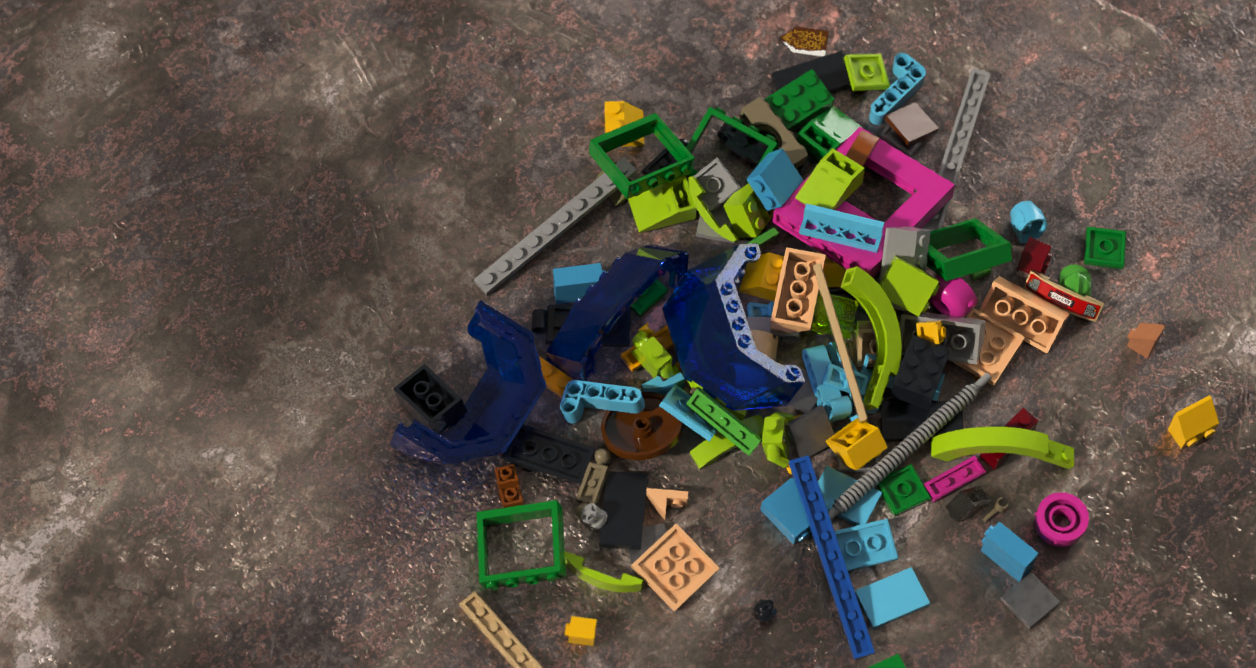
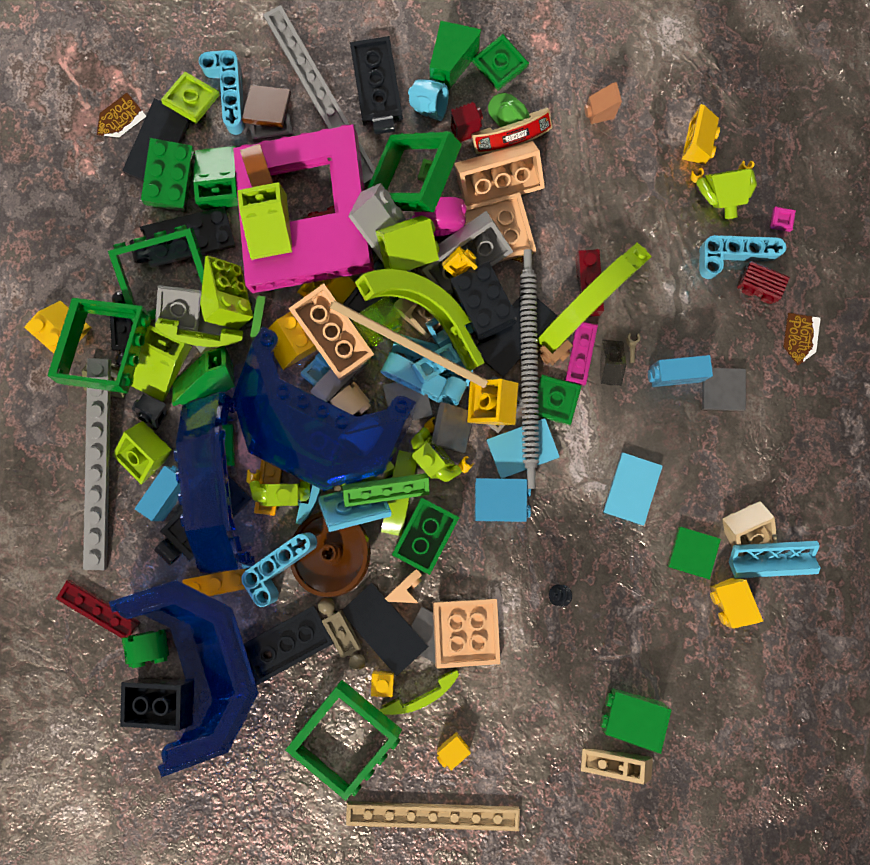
camera: 45 degrees left, 20 degrees up
(453, 314) = (96, 610): none -> dark red tile
(461, 361) = (145, 647): none -> green brick
(508, 486) = (284, 699): dark orange slope -> none
(584, 540) = (382, 683): none -> yellow brick
(591, 245) = (141, 451): none -> lime slope
(593, 516) = (370, 660): light grey wheel -> none
(625, 228) = (150, 410): none -> black brick
(695, 241) = (207, 375): none -> green slope
(717, 479) = (425, 536): none -> green brick
(760, 115) = (154, 218): dark tan arch -> none
(774, 179) = (220, 260): dark azure brick -> none
(831, 557) = (565, 509): blue plate -> none
(843, 224) = (307, 244): medium azure fence -> none
(867, 544) = (574, 473): medium azure tile -> none
(939, 462) = (561, 353): none -> medium nougat bracket
(1007, 175) = (374, 78): none -> black hinge
(1068, 507) = (702, 299): dark pink piece -> none
(1073, 208) = (453, 52): none -> green slope
(1126, 624) = (801, 336): none -> sticker
(1135, 559) = (763, 283): none -> dark red brick
(1140, 526) = (742, 252): none -> medium azure beam
(1177, 474) = (727, 188): none -> lime torso
(1198, 536) = (782, 219): none -> dark pink tile

